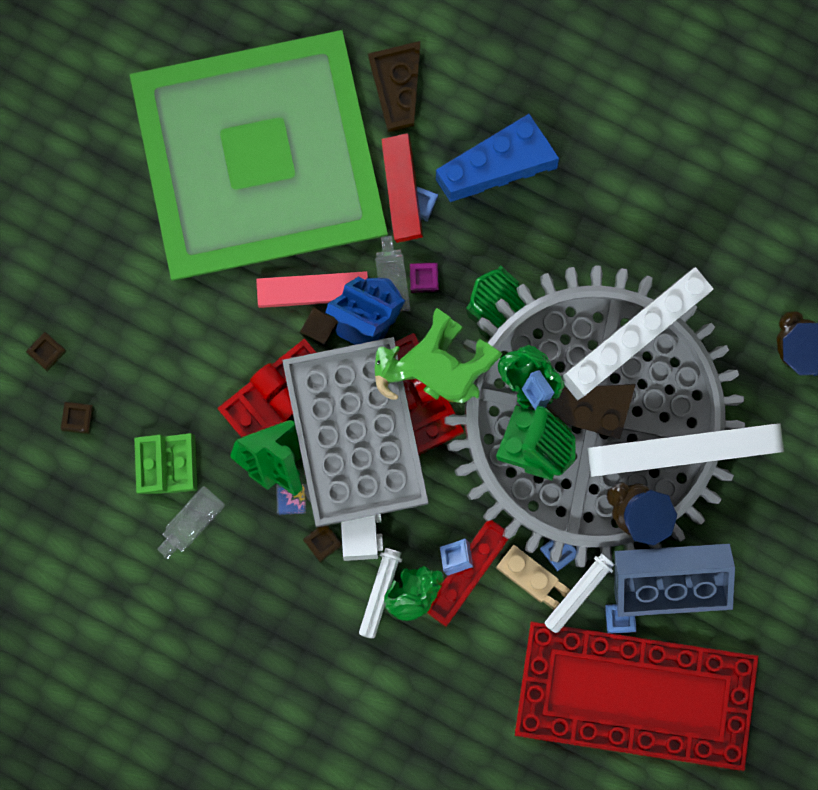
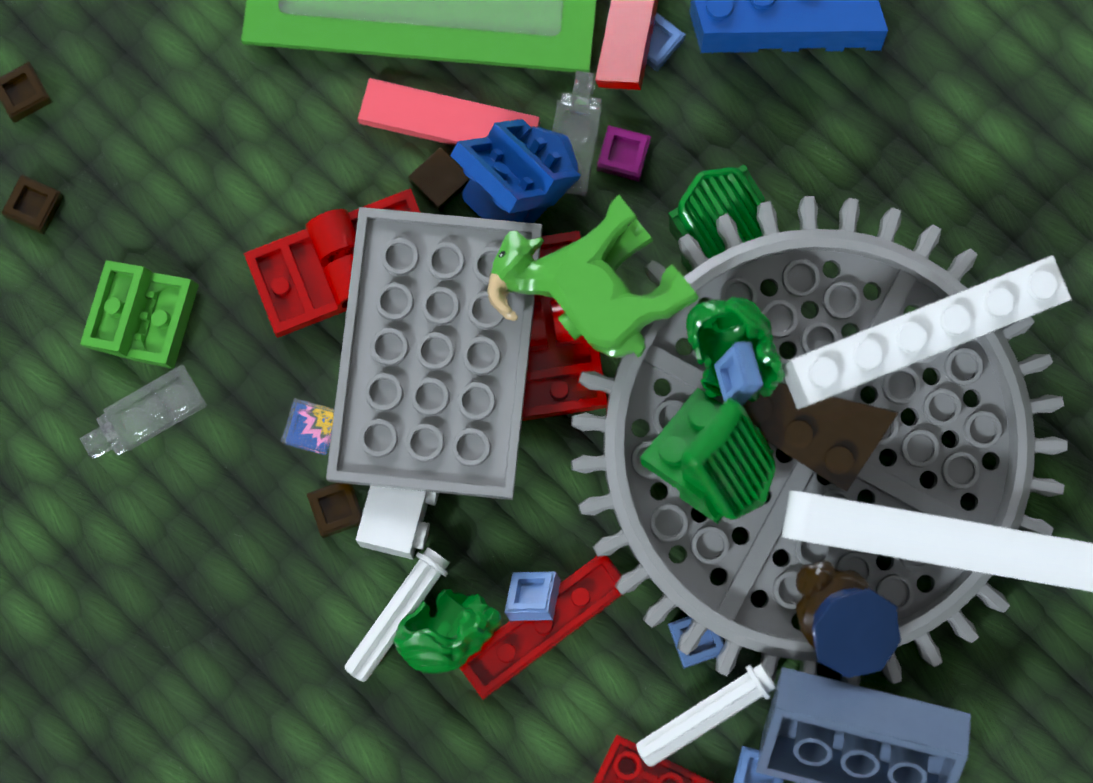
camera: 20 degrees right, 0 degrees up
(271, 456) = (297, 350): green piece -> none
(531, 576) = (640, 663): tan hinge -> none

